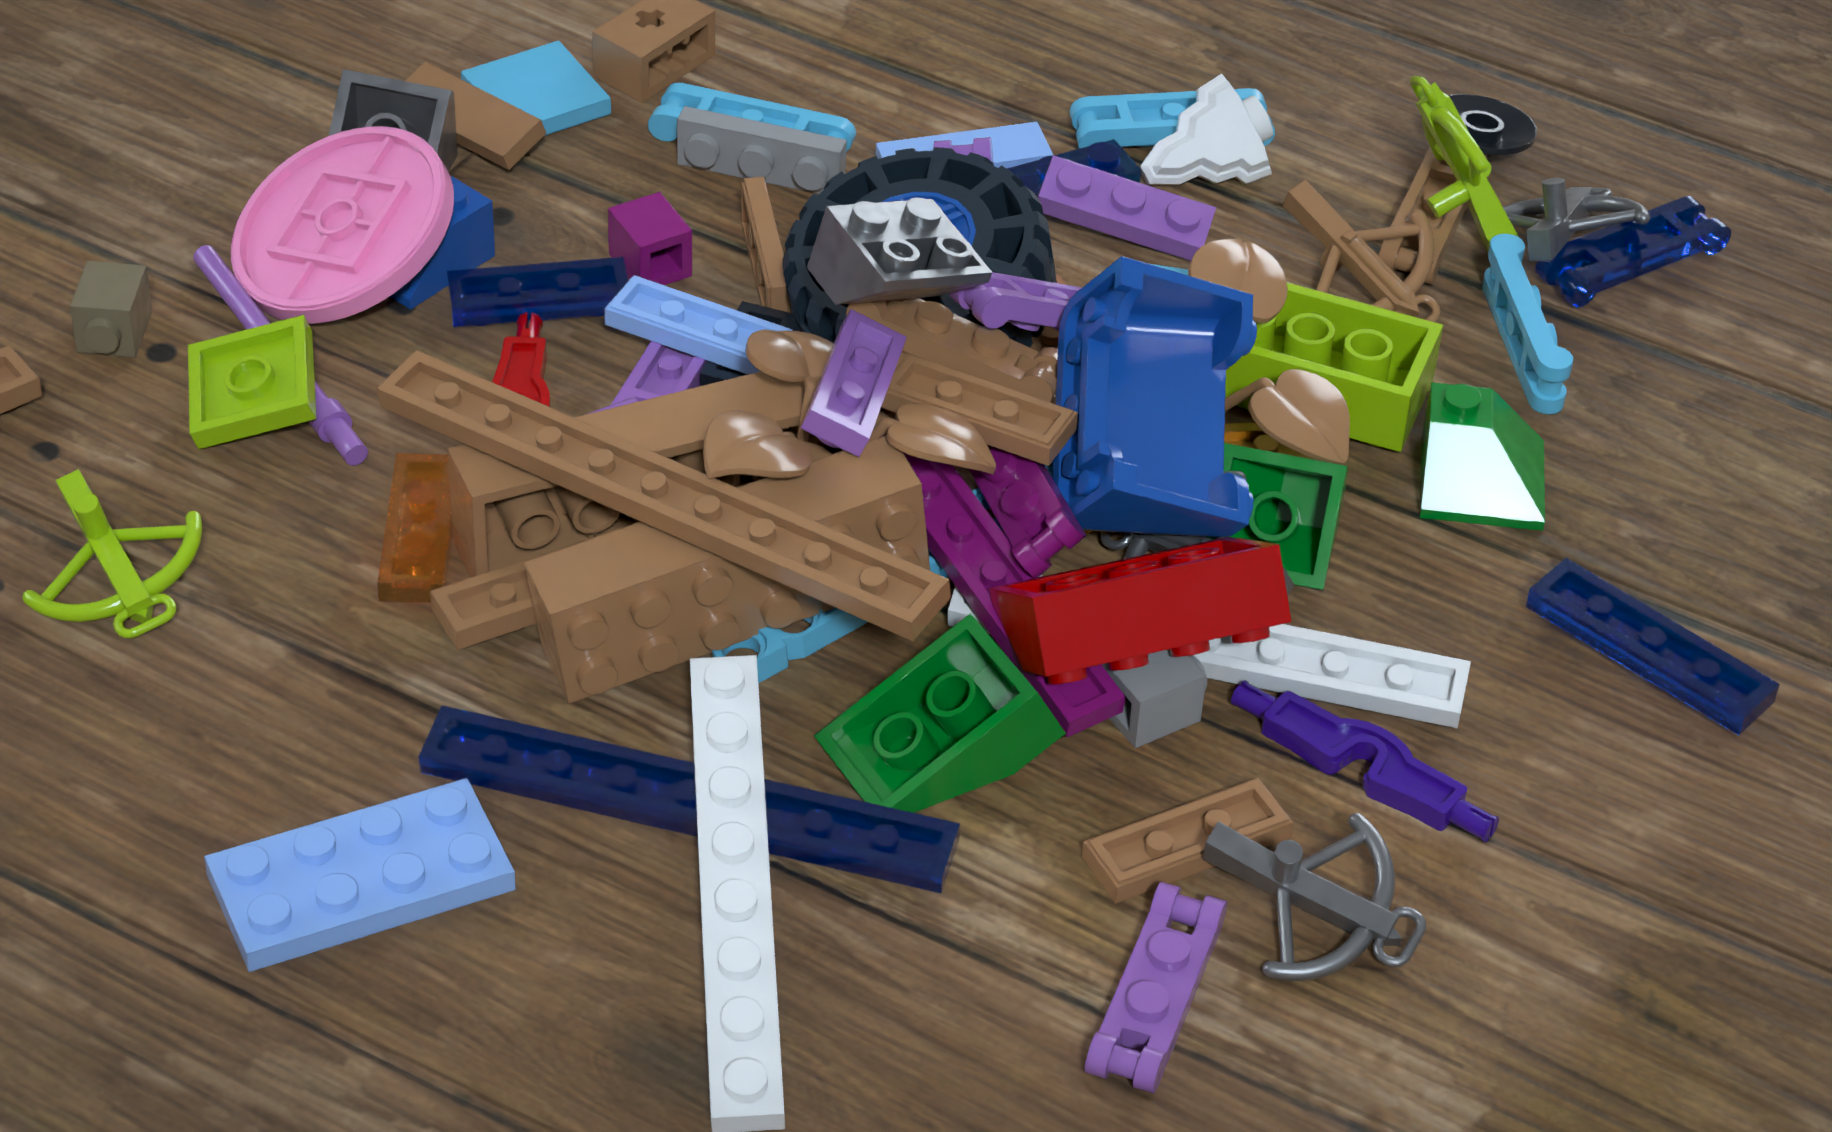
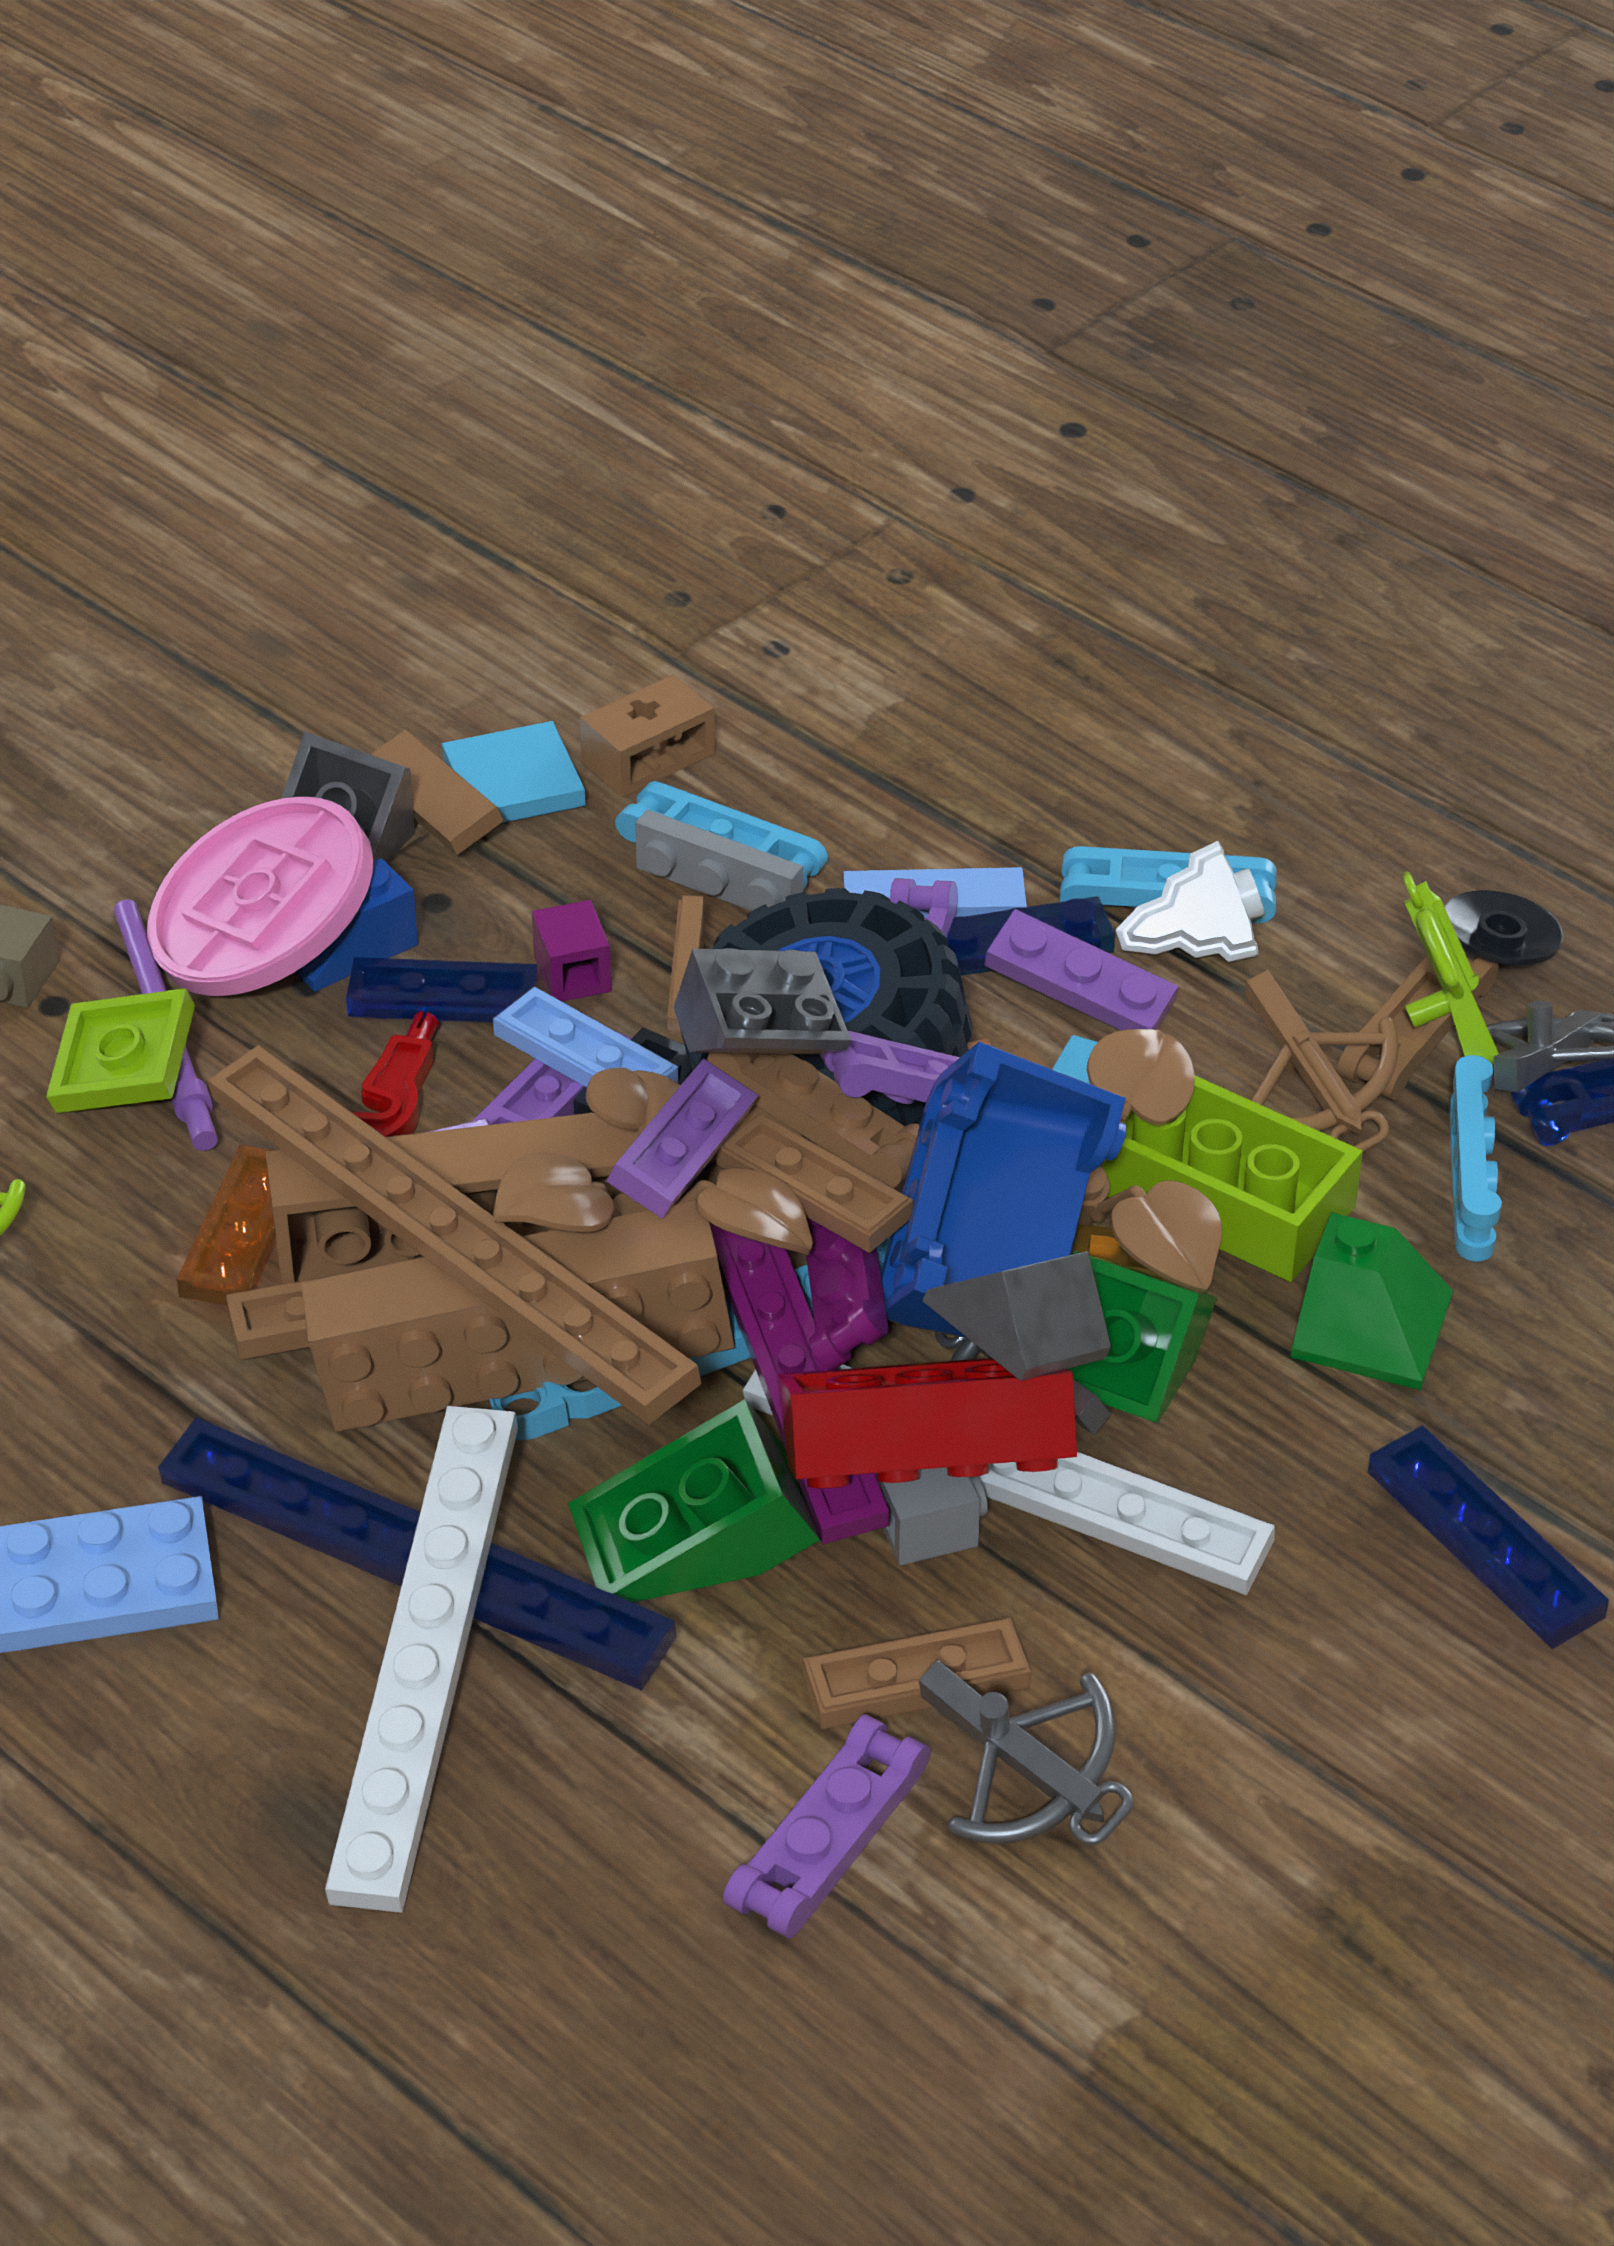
camera: 15 degrees right, 0 degrees up
(1224, 496) = (1030, 1316): none -> flat silver slope
(1393, 776) = (1159, 1635): dark purple piece -> none

